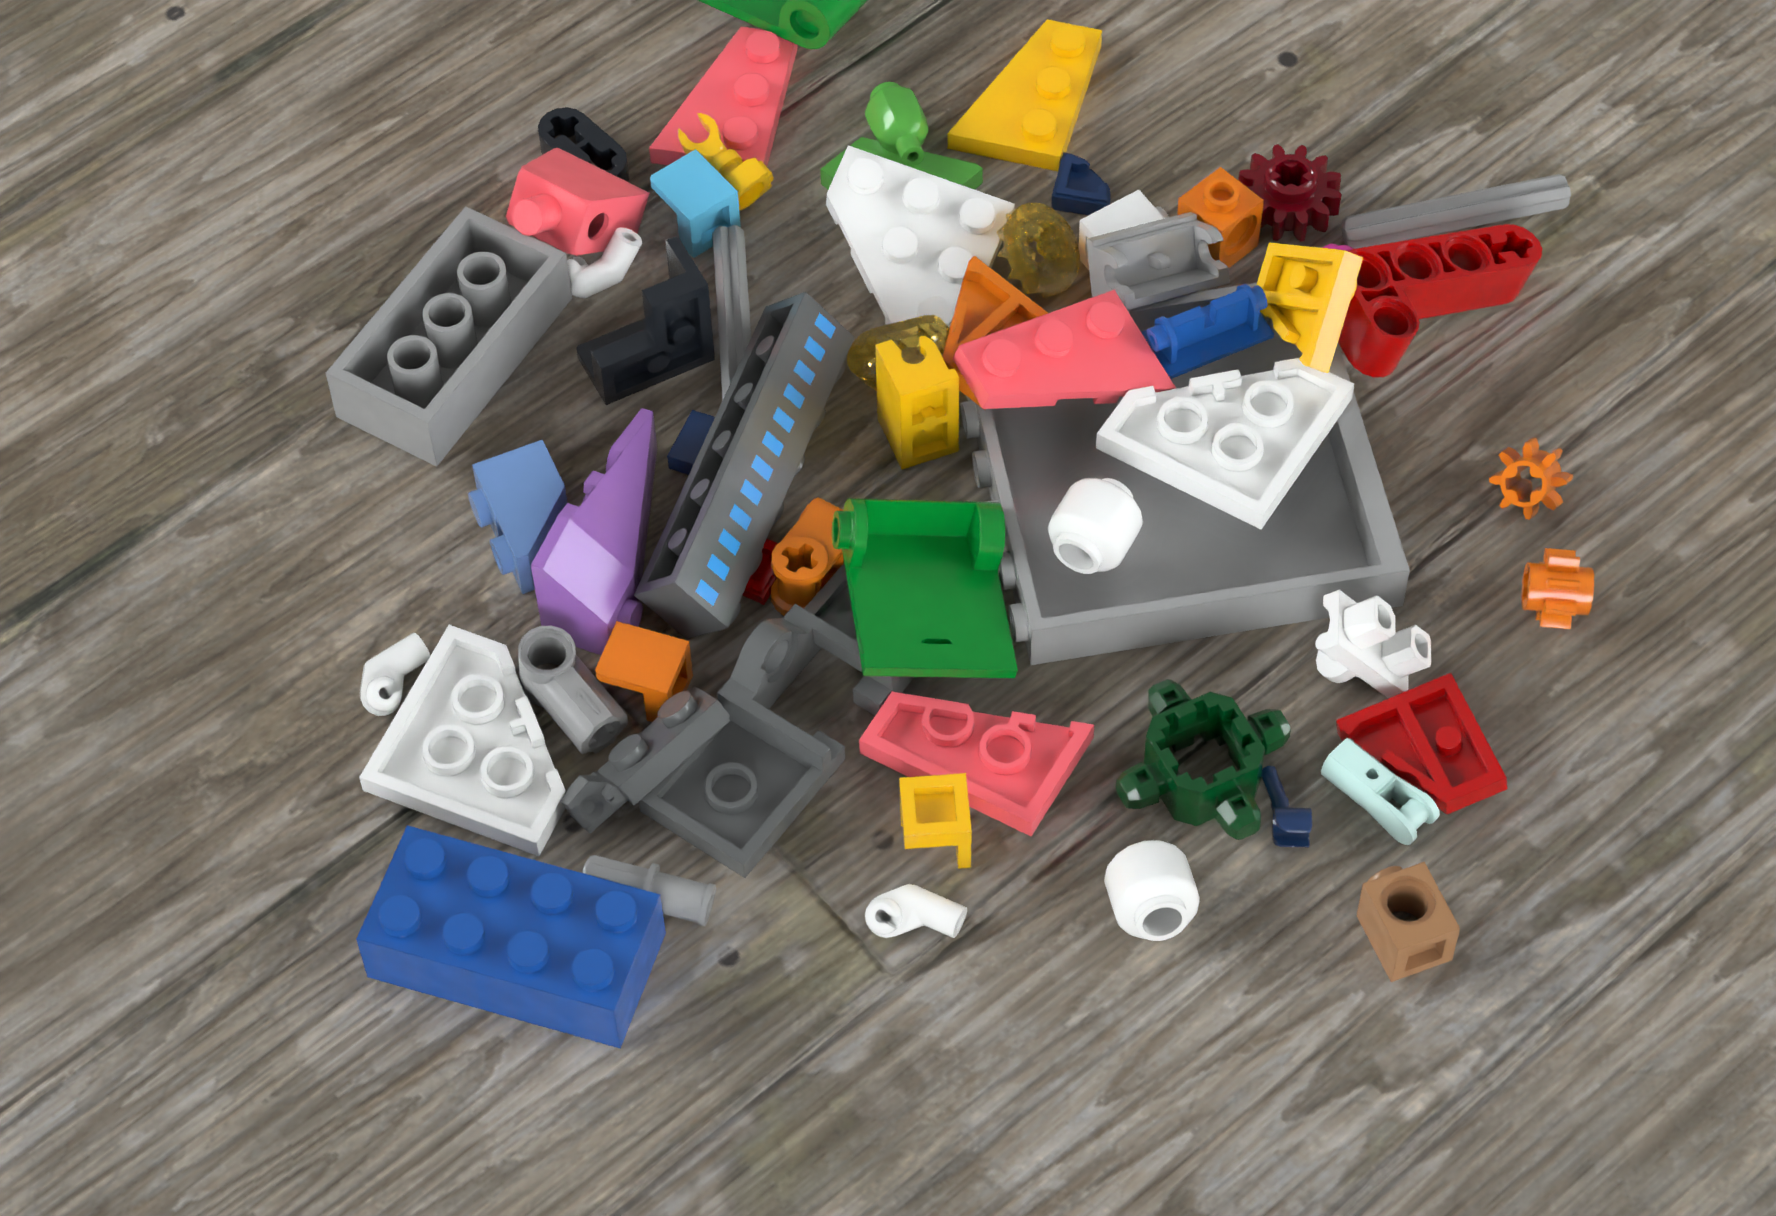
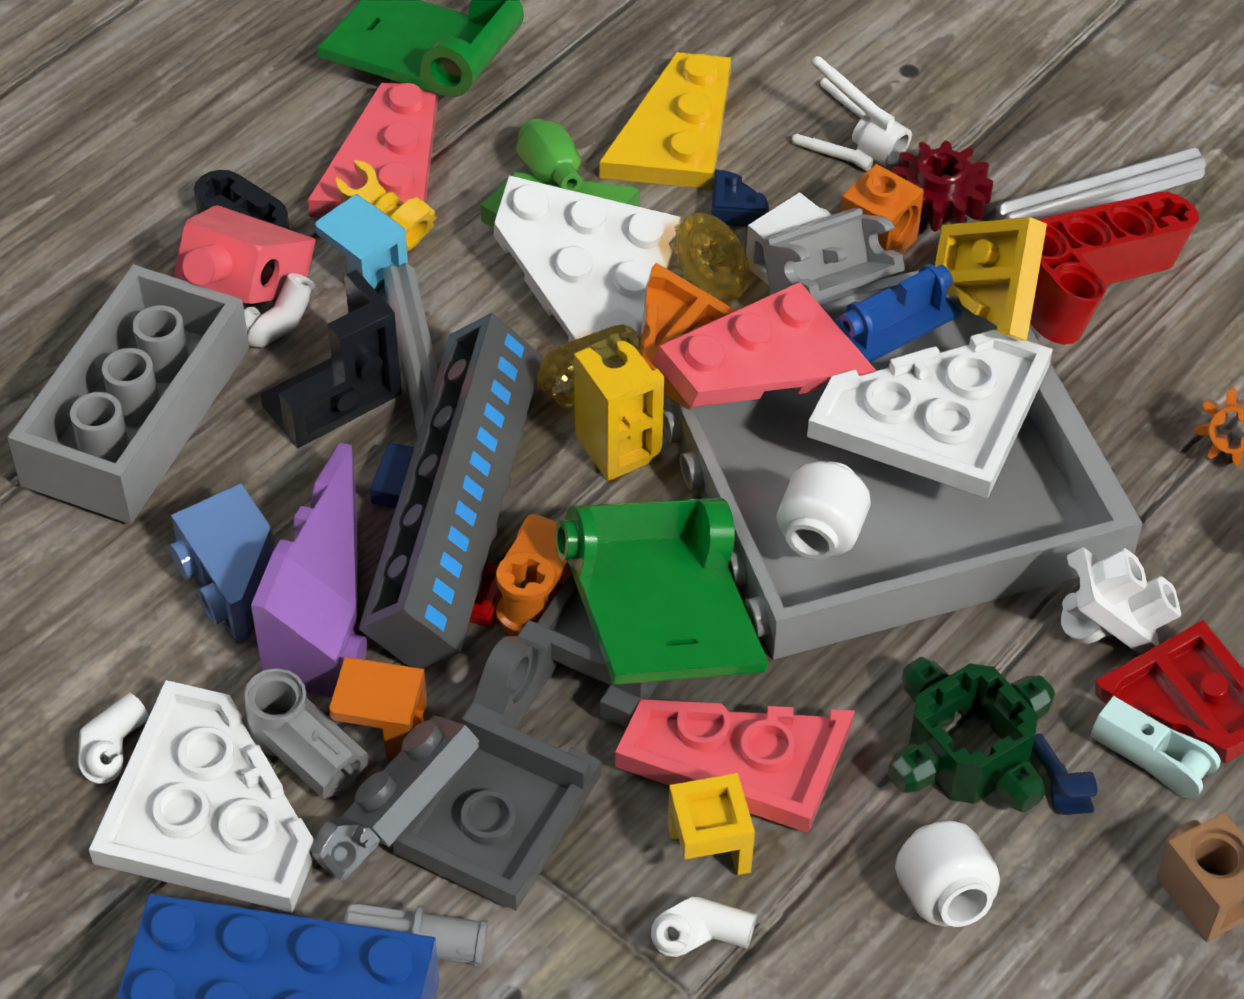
camera: 10 degrees left, 5 degrees down
(1234, 129) = (877, 133): none -> white plant

